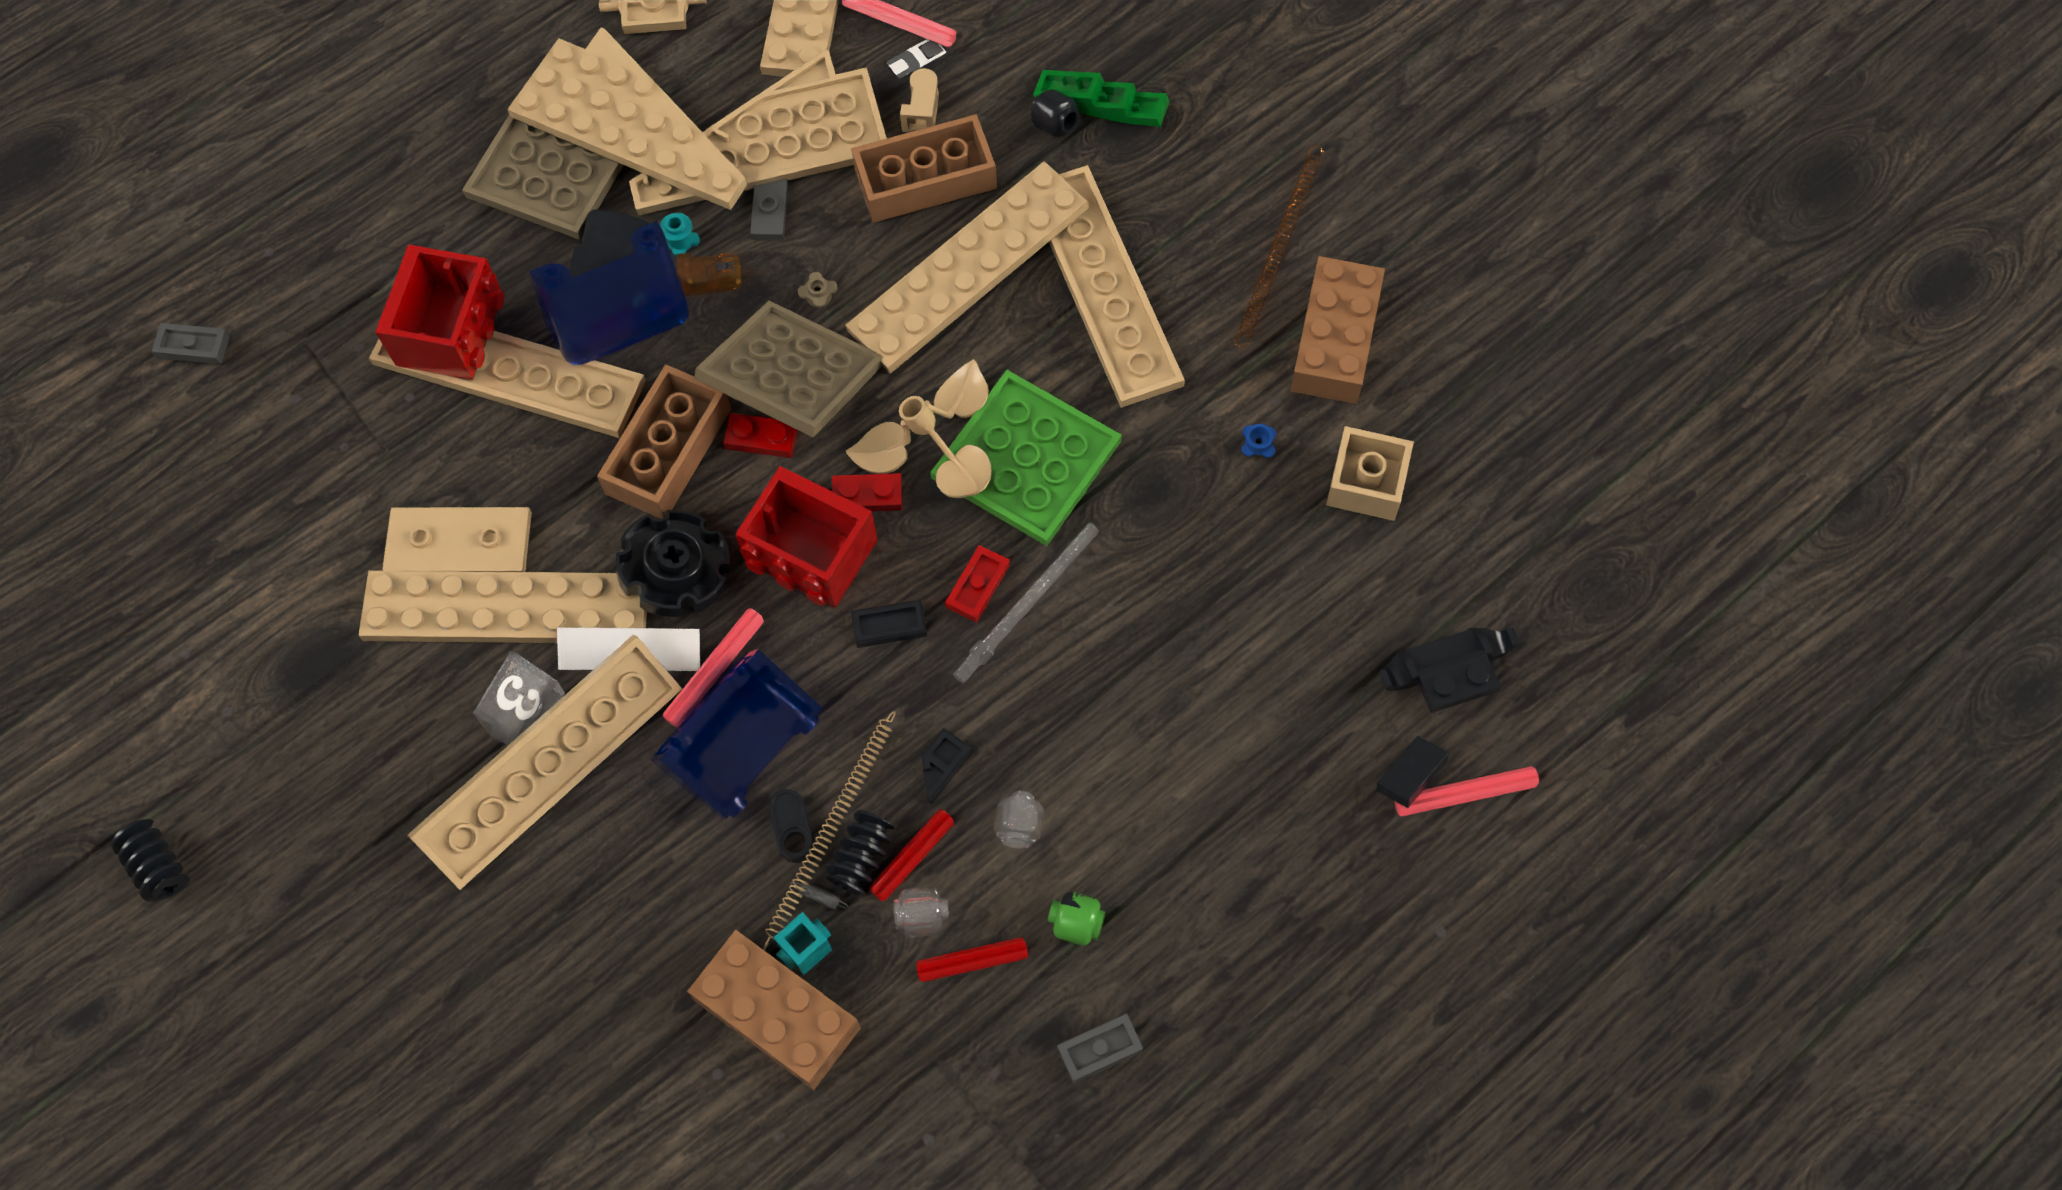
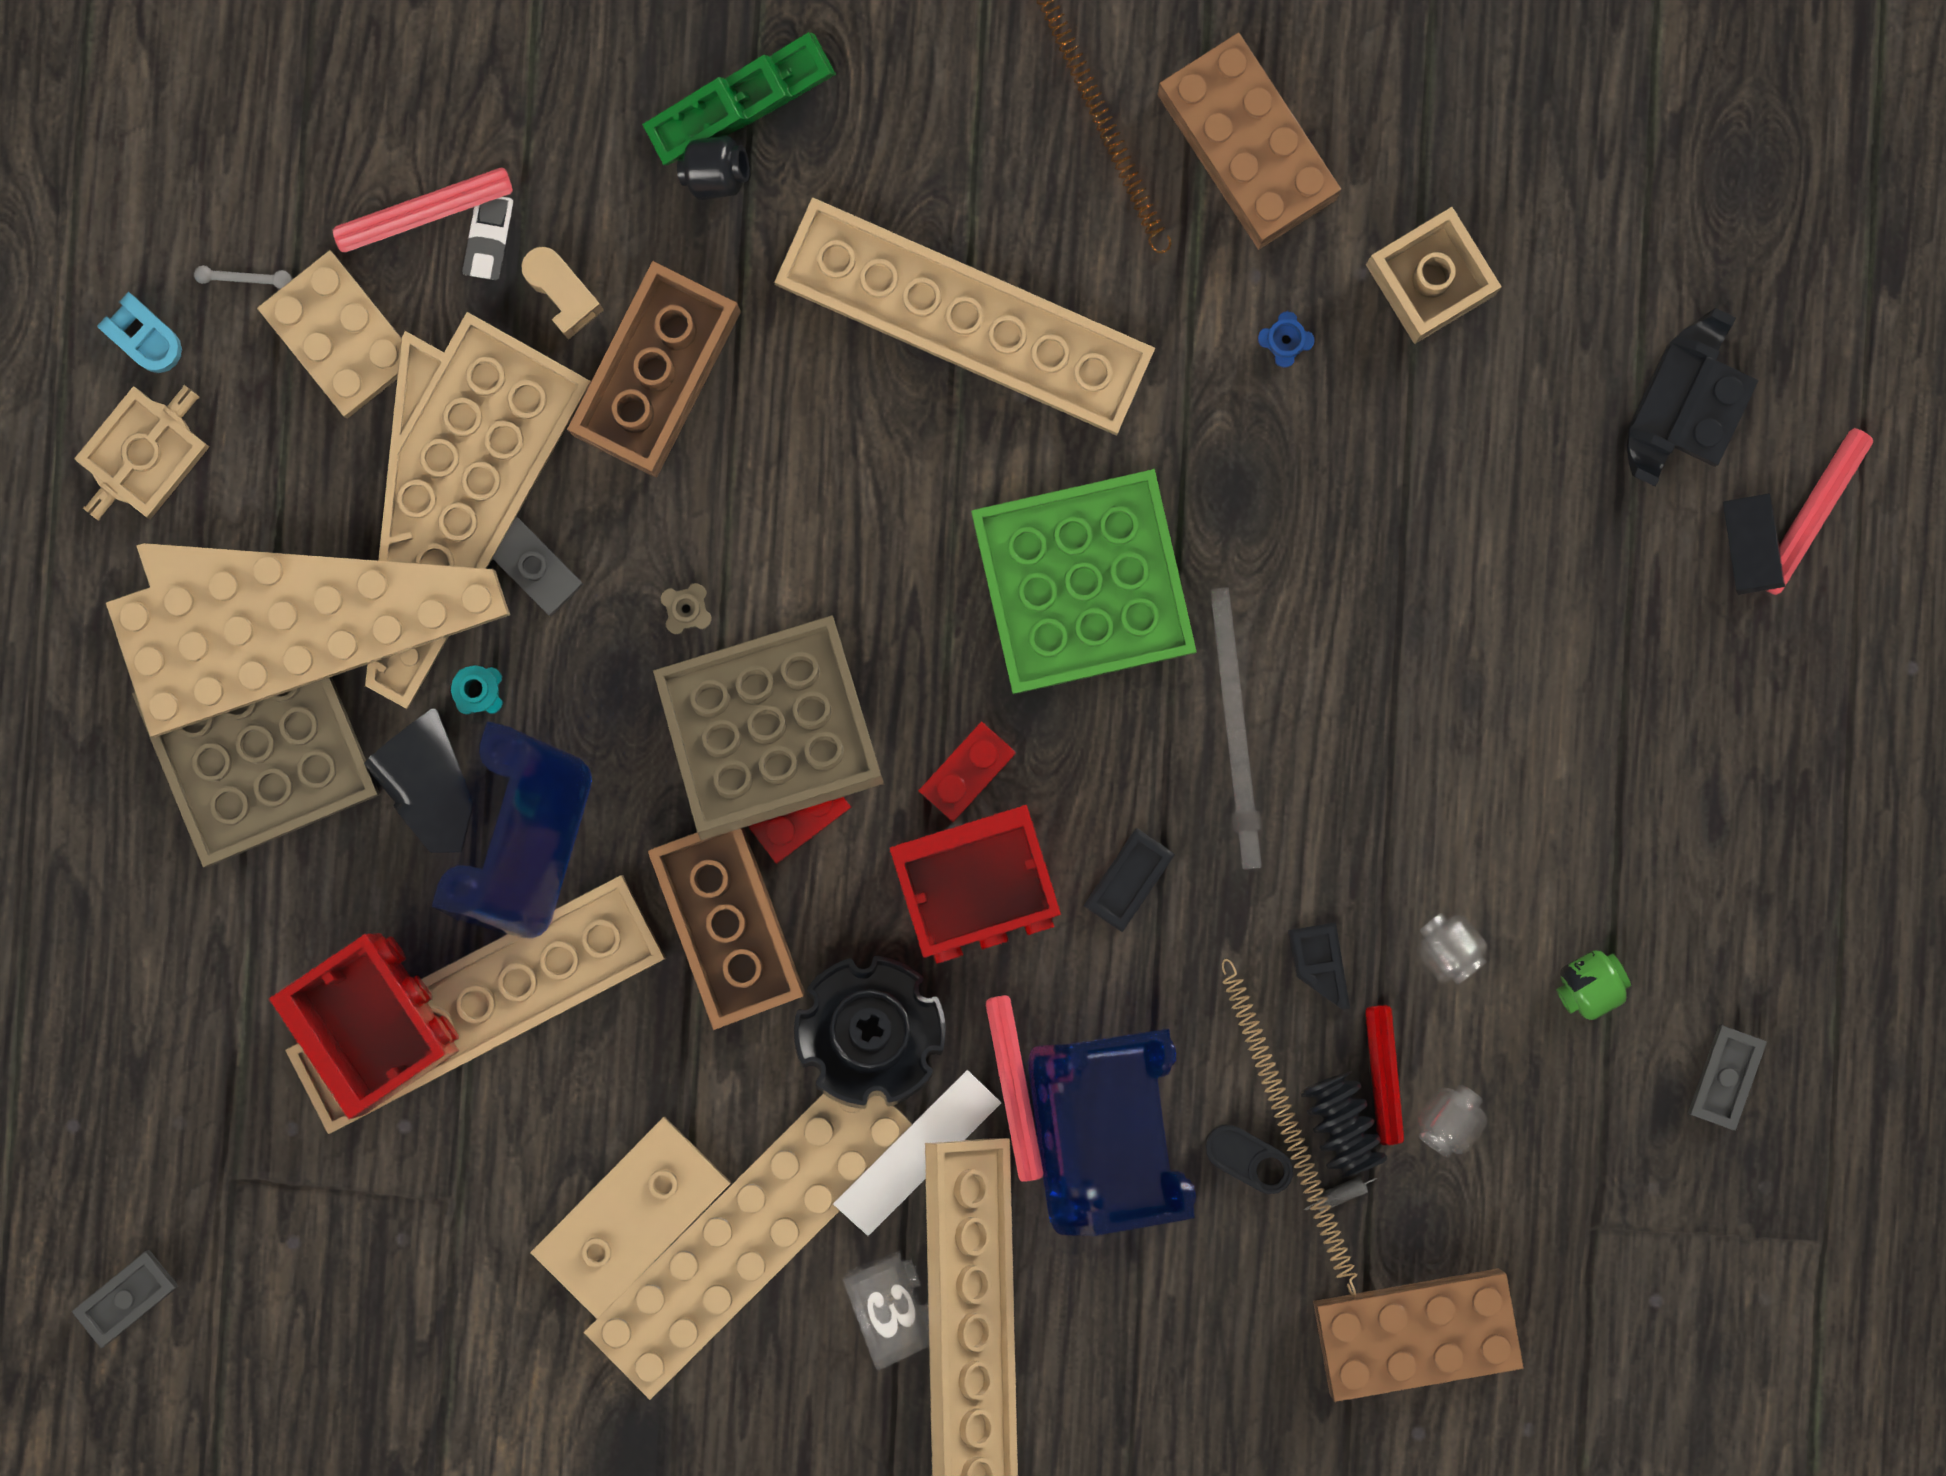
camera: 40 degrees left, 20 degrees up
(708, 273) = (559, 701): clear orange leg -> none
(803, 943) = (1383, 1255): teal brick -> none
(967, 266) = (812, 433): tan plate -> none
(967, 471) = (931, 709): tan plant -> none
(971, 959) = (1536, 1112): red axle -> none
(977, 583) = (1173, 758): red plate -> none

